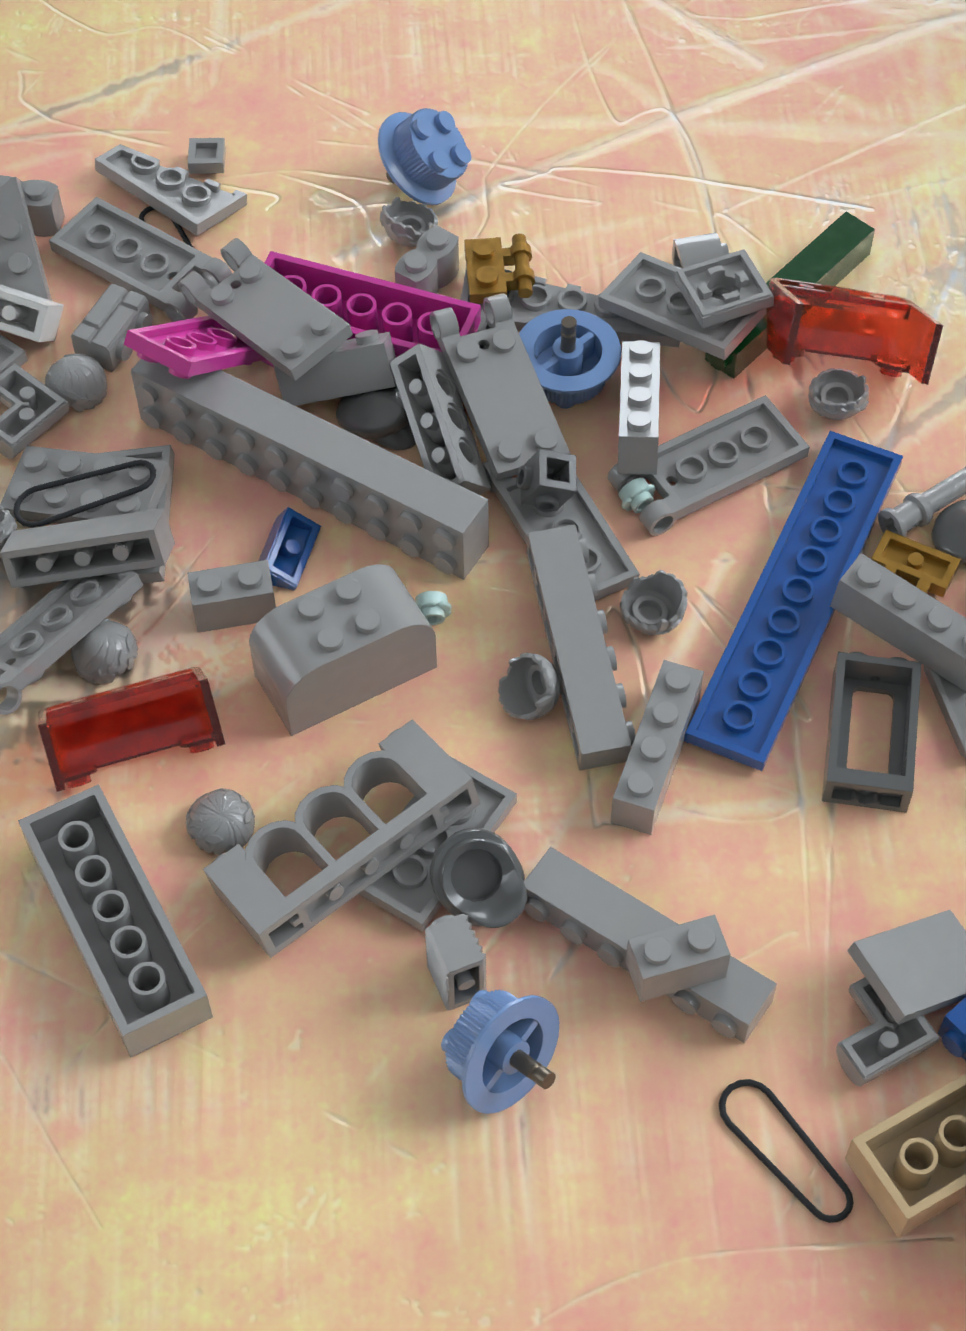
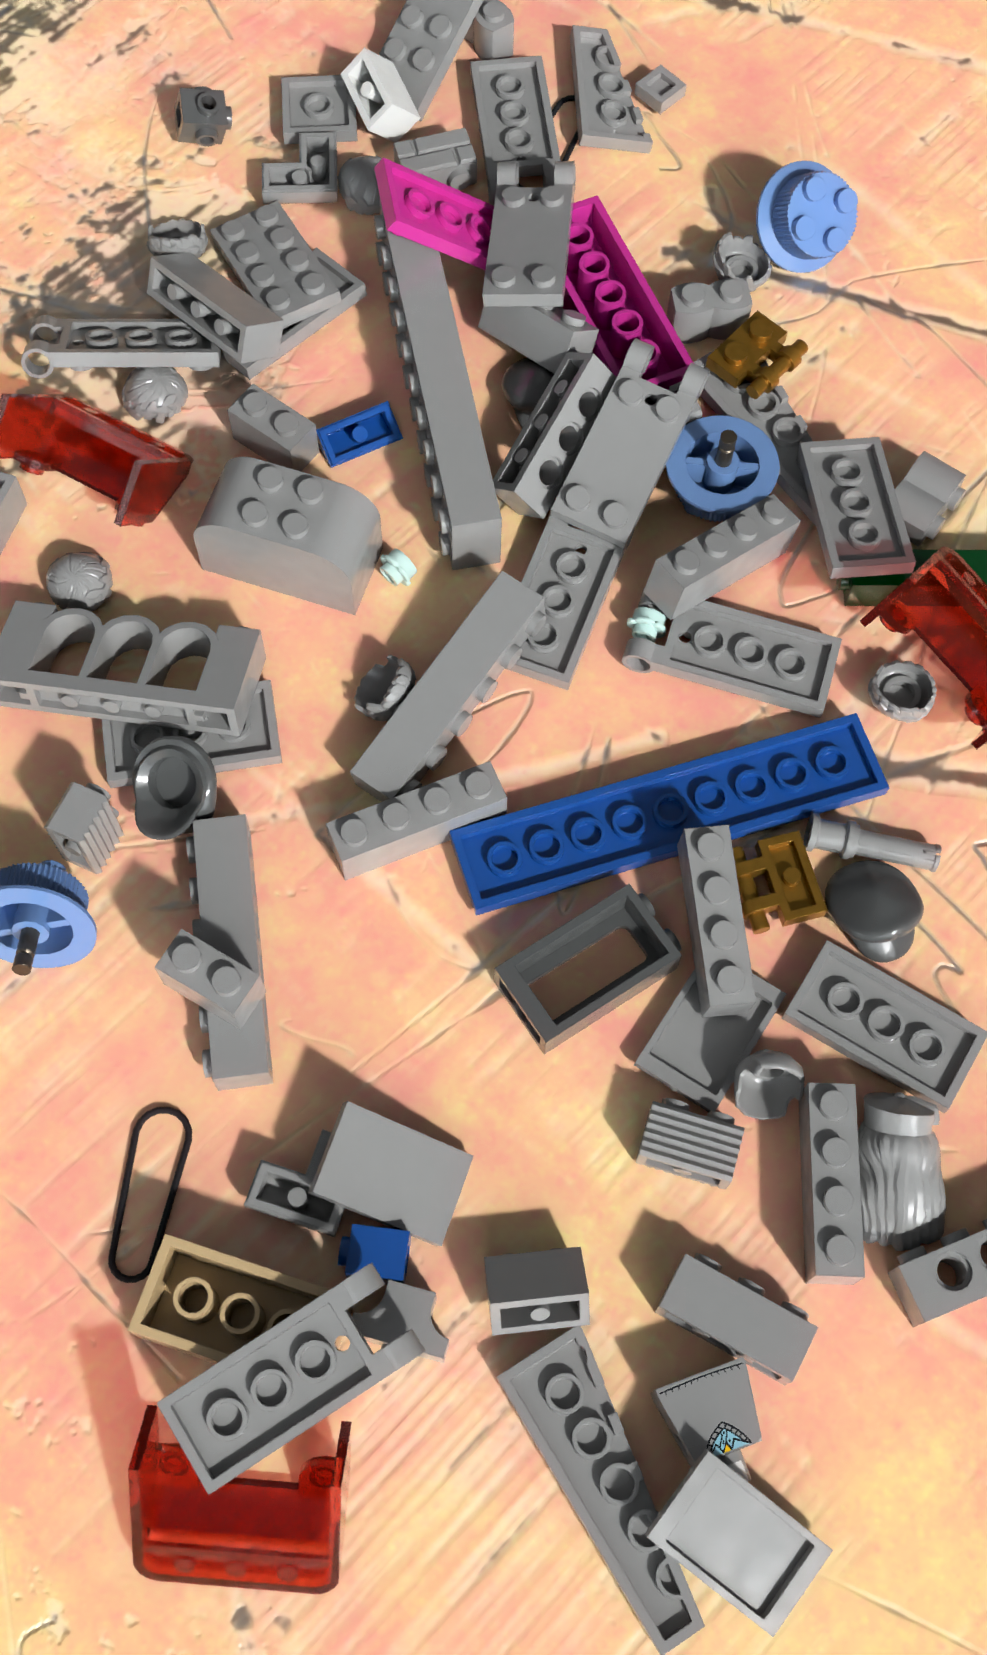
camera: 45 degrees right, 10 degrees up
(88, 506) = (314, 290): black piece -> none
(547, 480) = (584, 536): dark grey brick -> none
(654, 603) = (549, 715): light grey hair -> none
(728, 272) = (887, 498): light grey piece -> none

